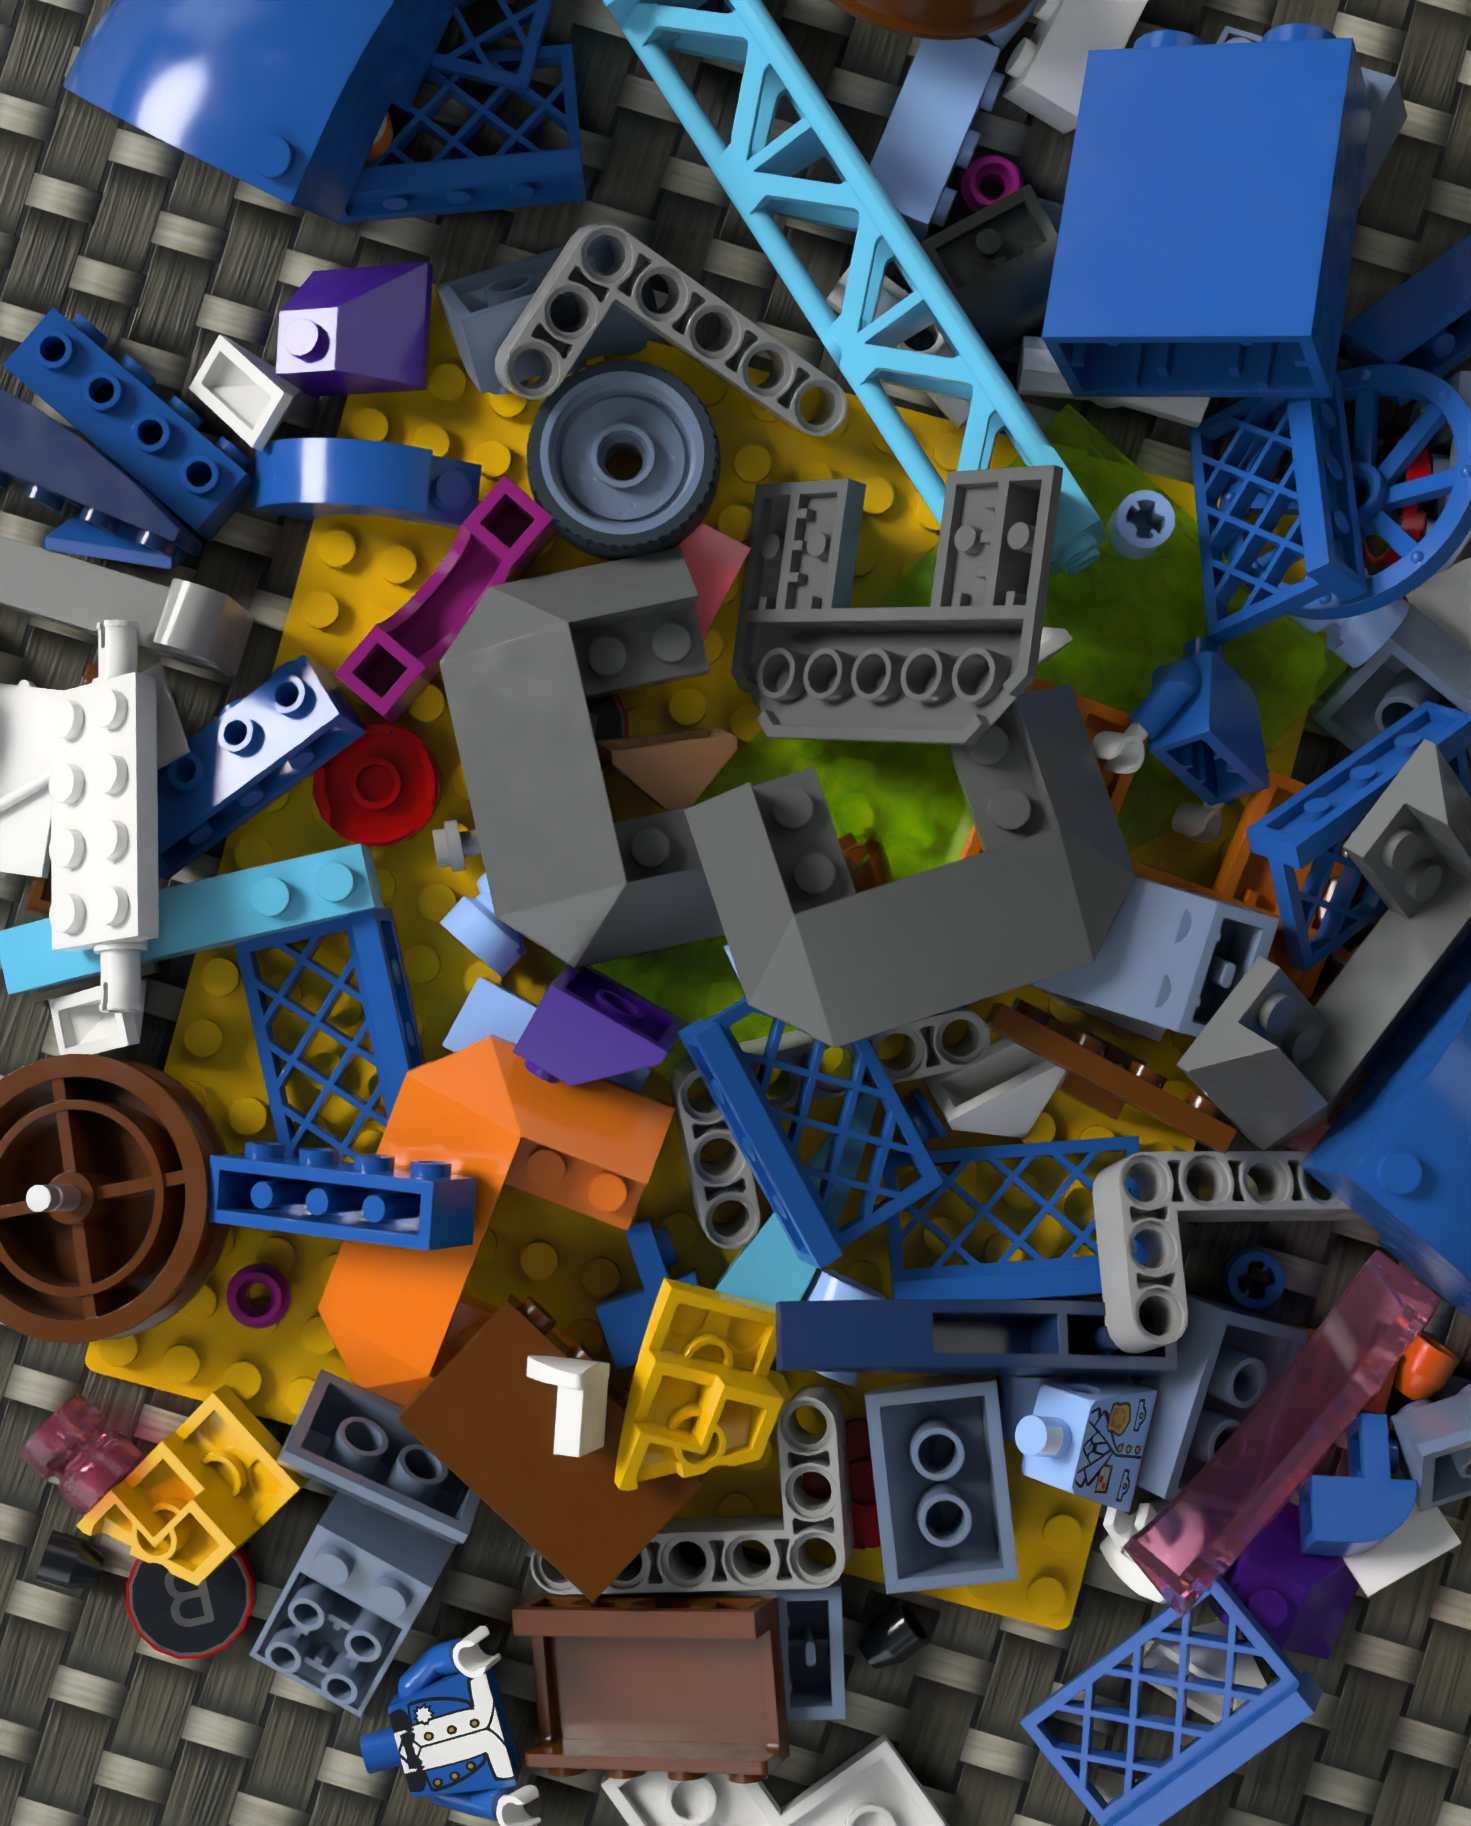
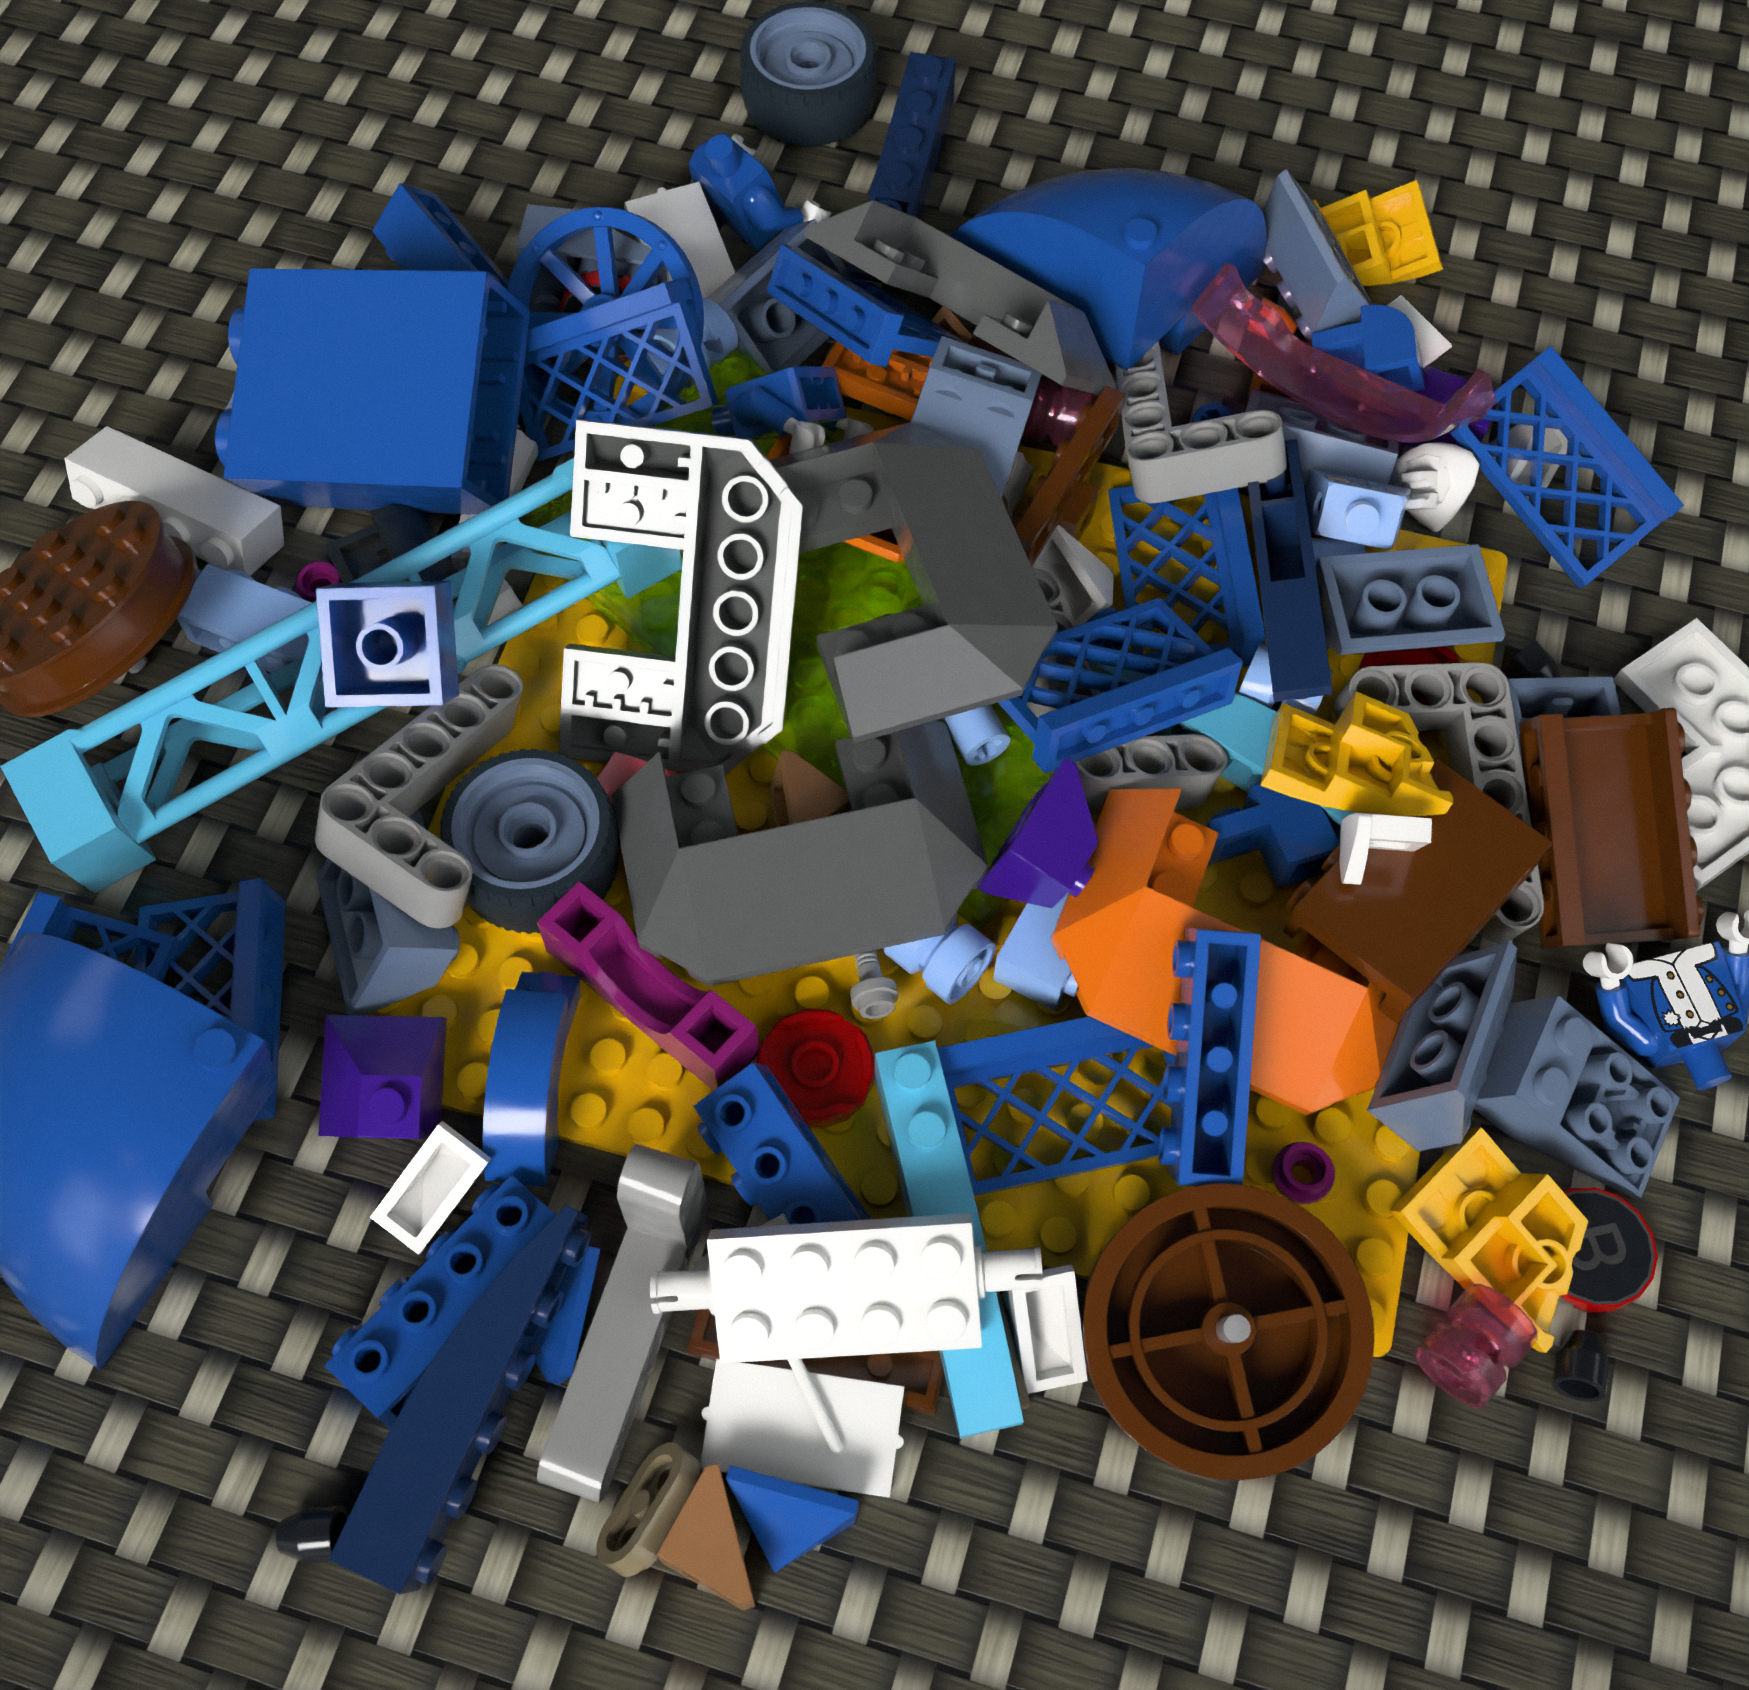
camera: 90 degrees left, 25 degrees down
(814, 275) = (387, 643): none -> blue brick

